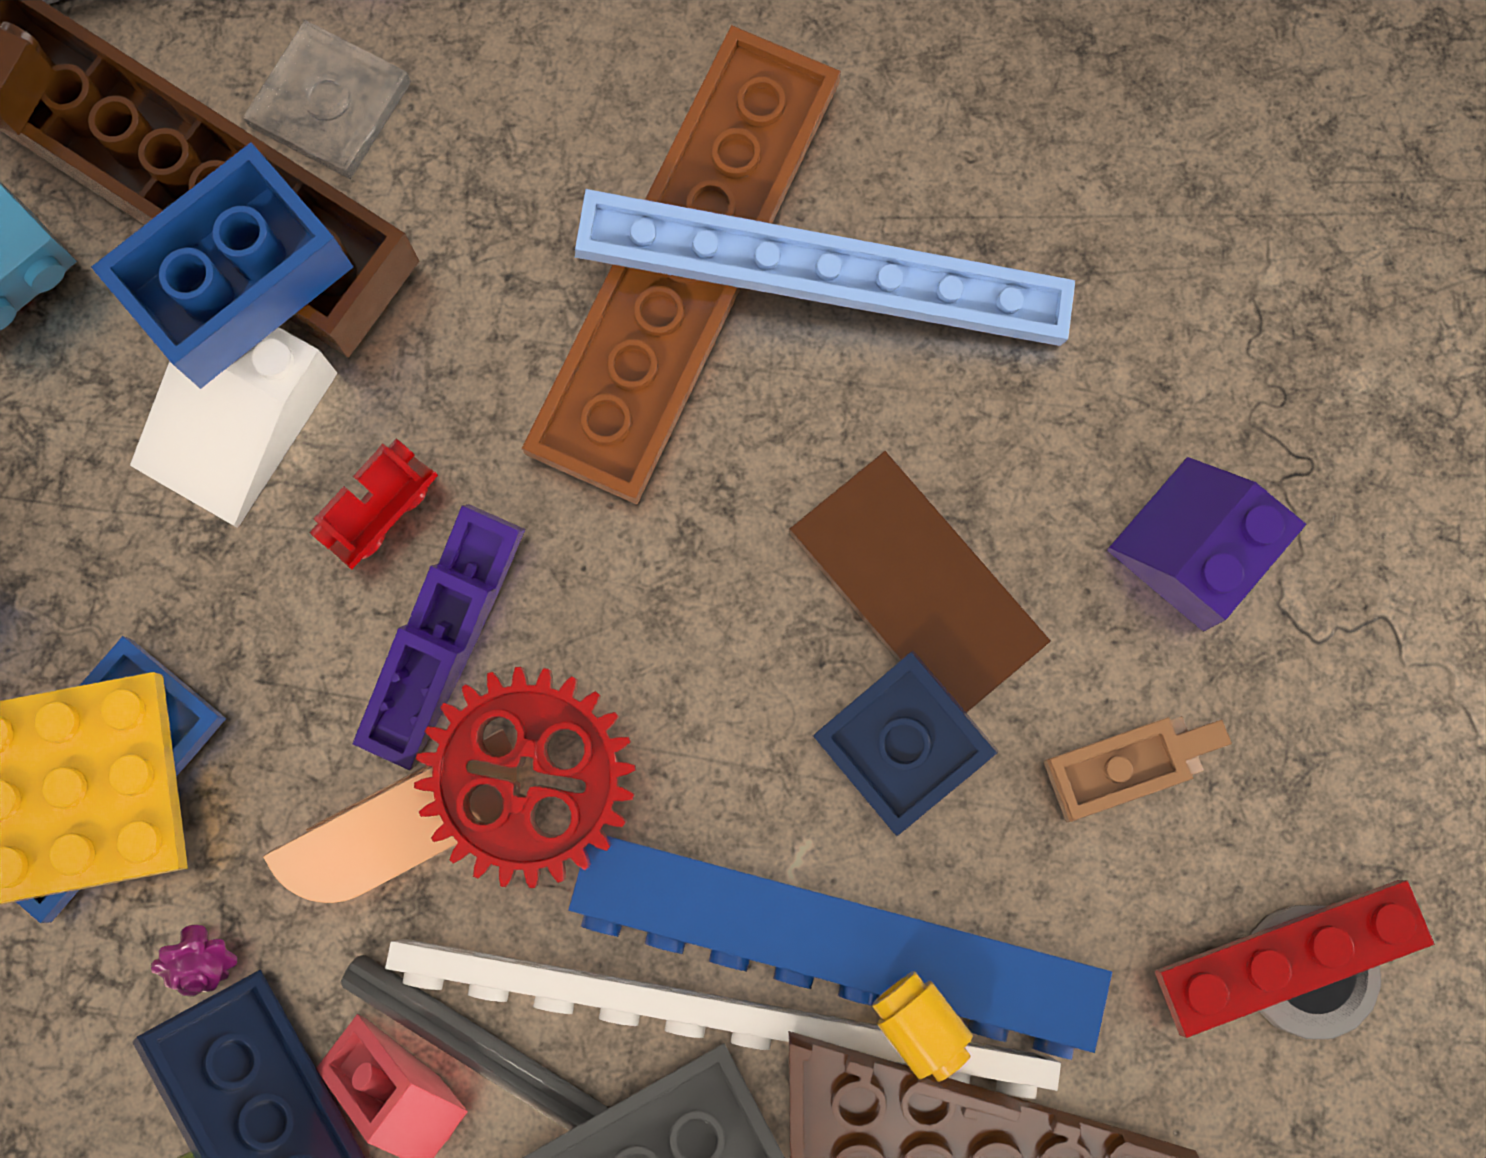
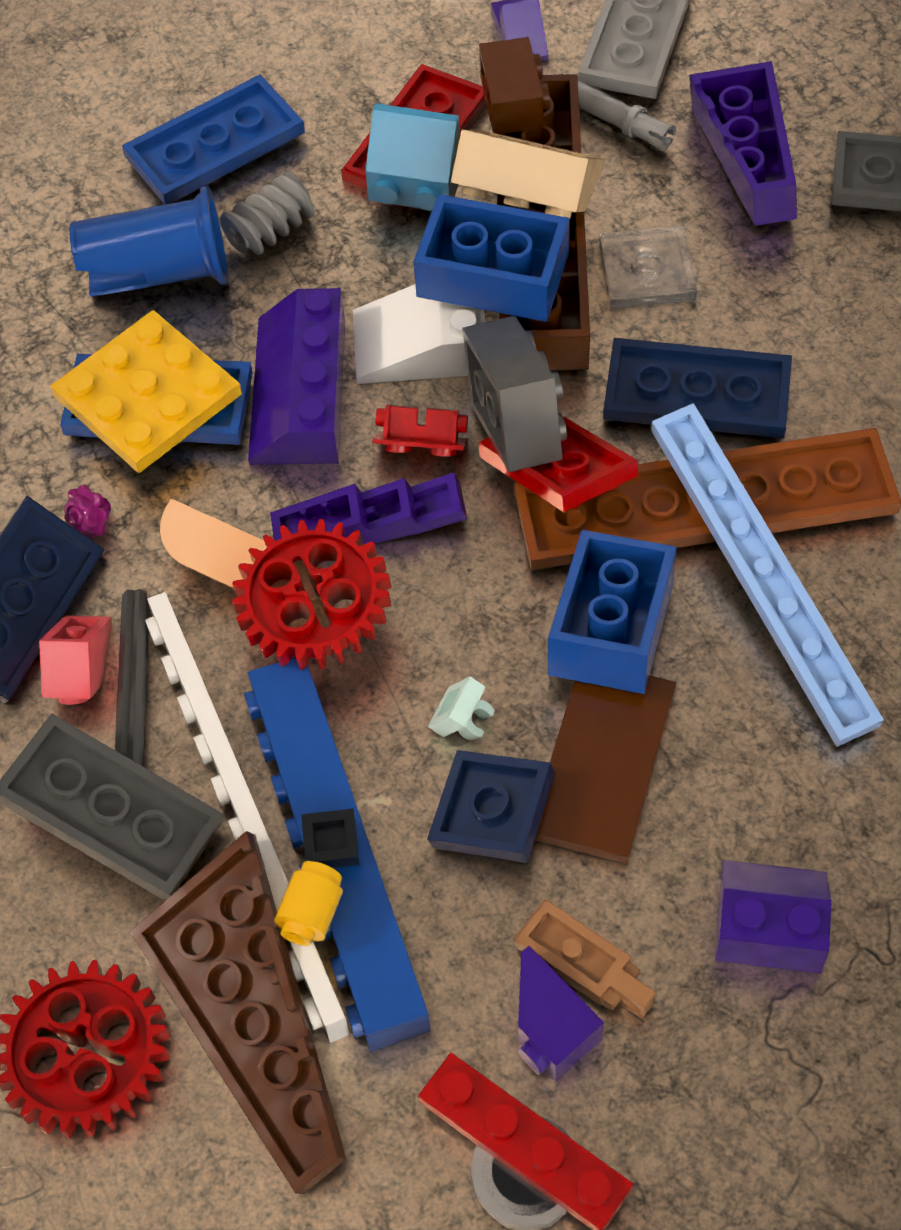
camera: 60 degrees right, 20 degrees down
(117, 139) = (525, 172): none -> tan slope
(186, 594) = (299, 380): none -> dark purple slope
(424, 370) = (514, 393): none -> dark grey brick
(534, 163) = (728, 386): none -> dark blue plate
(534, 382) = (586, 471): none -> red plate
(762, 699) = (457, 709): none -> light aqua tile
(773, 458) = (611, 611): none -> blue brick
(857, 954) = (331, 838): none -> black plate
(1181, 844) = (553, 1020): none -> dark purple slope

